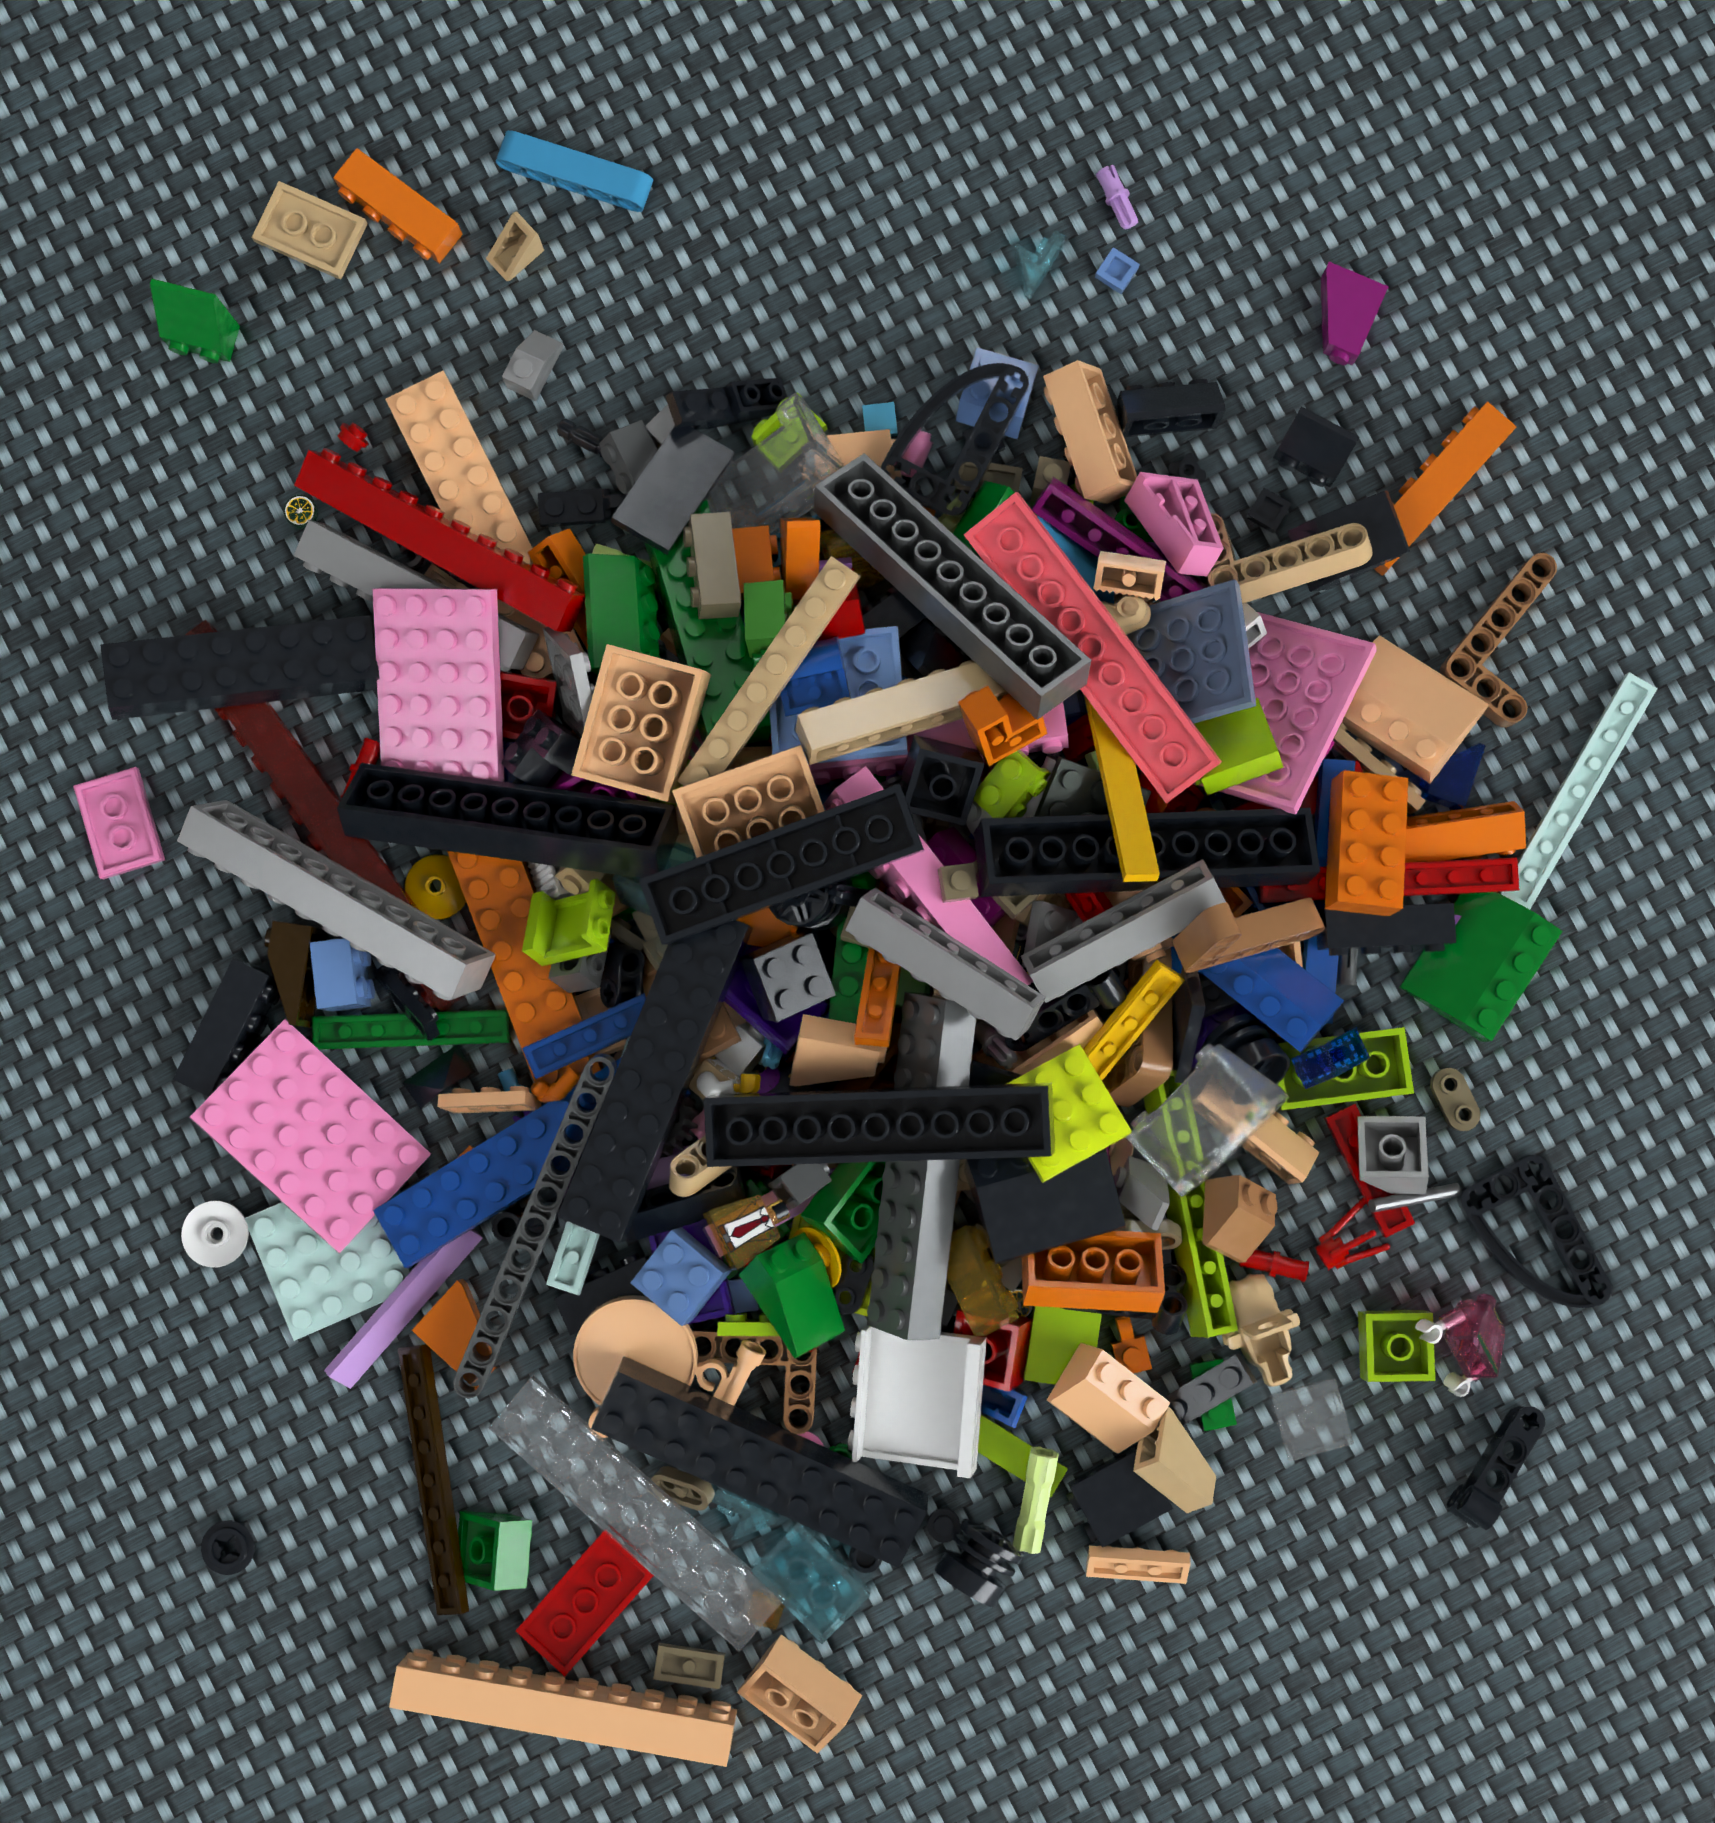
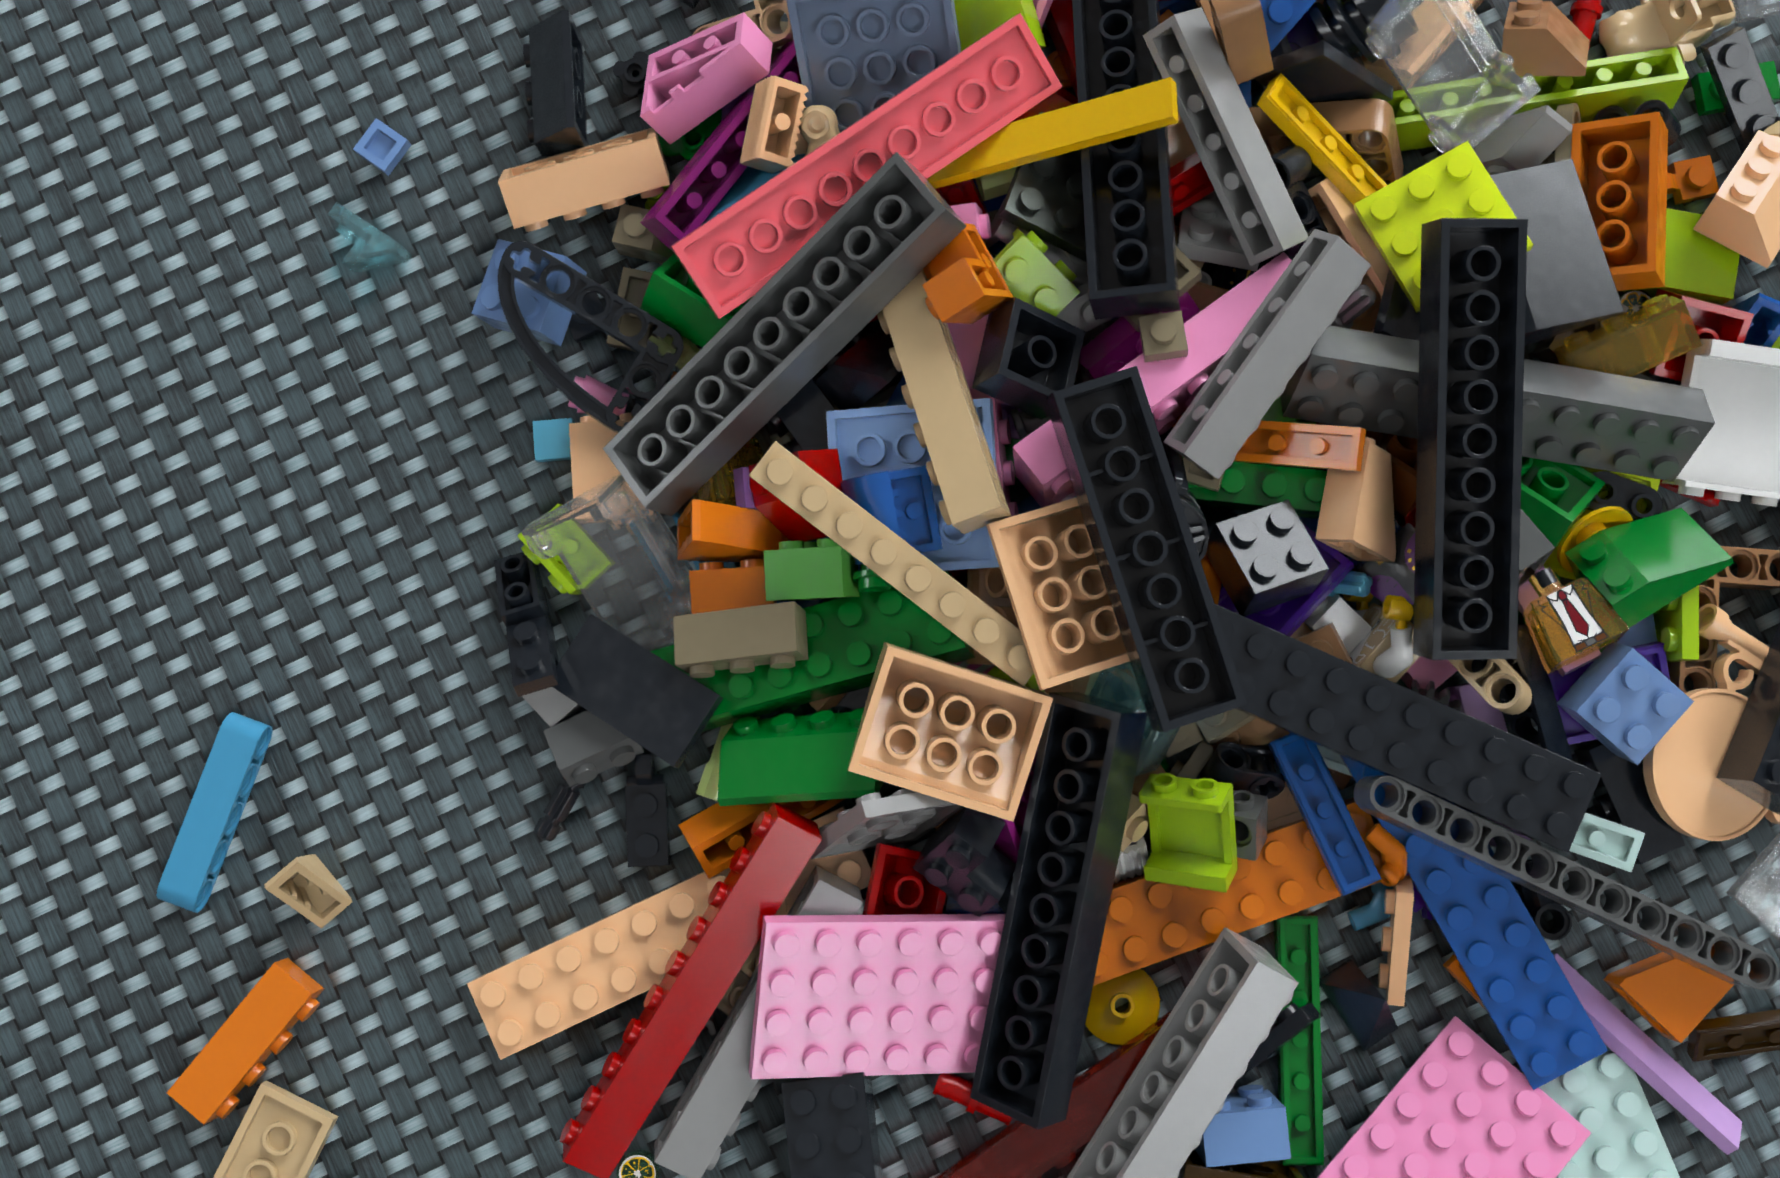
camera: 90 degrees left, 0 degrees up
(353, 436) = (544, 1102): red plate -> none
(532, 365) = (462, 870): light grey slope -> none
(1117, 196) = (289, 143): lavender axle -> none

